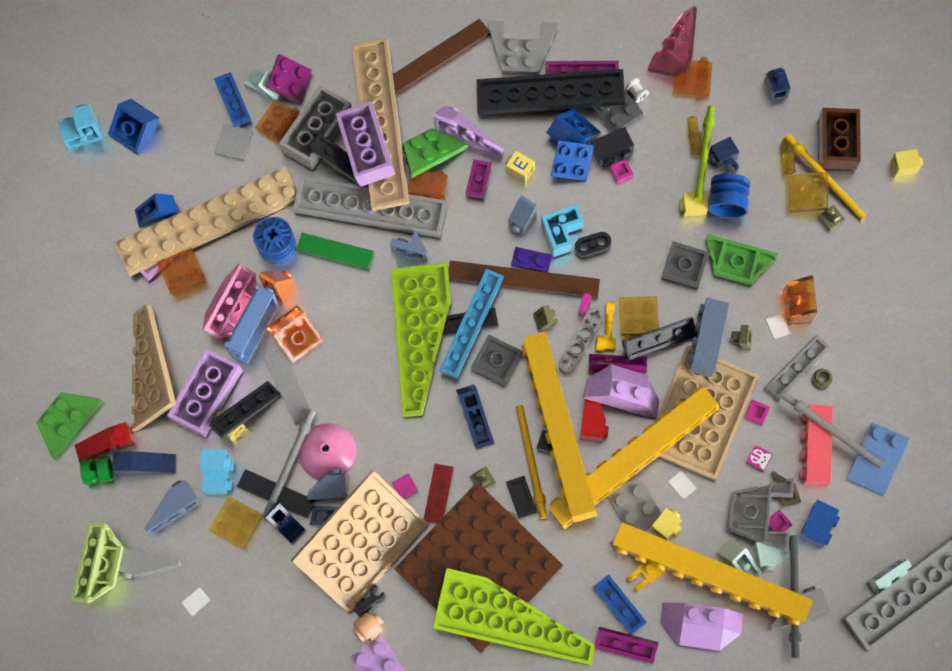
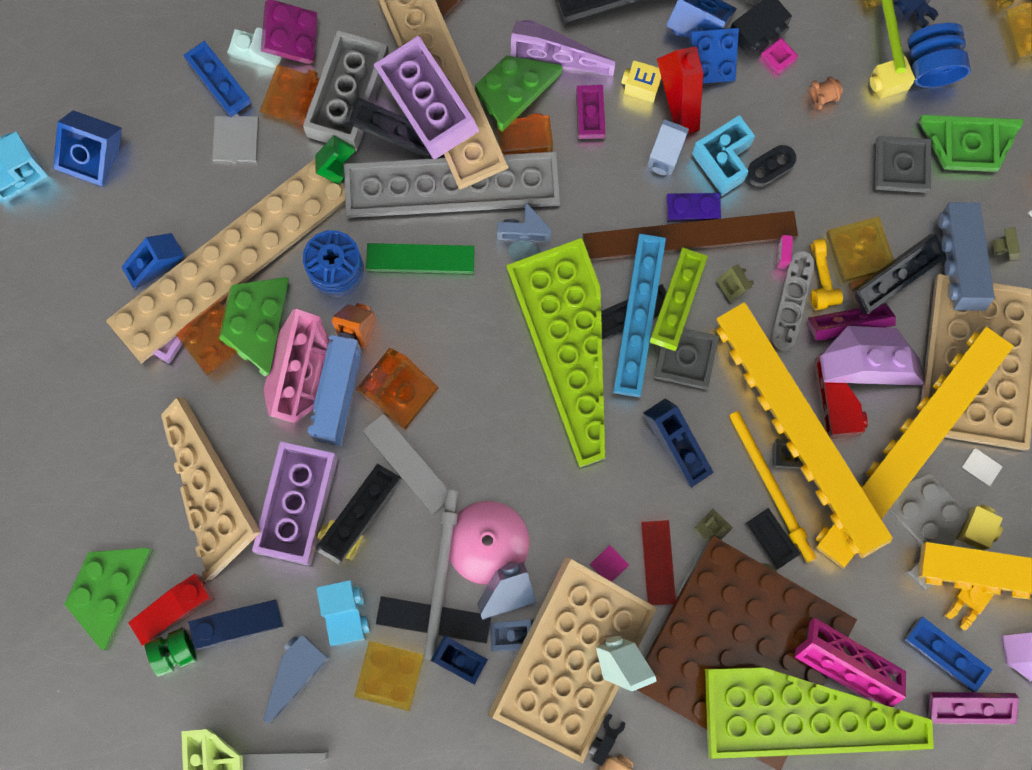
camera: 20 degrees left, 5 degrees up
(211, 264) = (254, 319): none -> bright green wing
(293, 170) = (331, 158): none -> green panel
(392, 550) = (624, 664): none -> light aqua slope
(501, 319) = (678, 299): none -> lime plate
(544, 177) = (683, 84): none -> red slope
(547, 596) = (852, 670): none -> dark pink fence
(645, 202) = (825, 91): none -> nougat brick

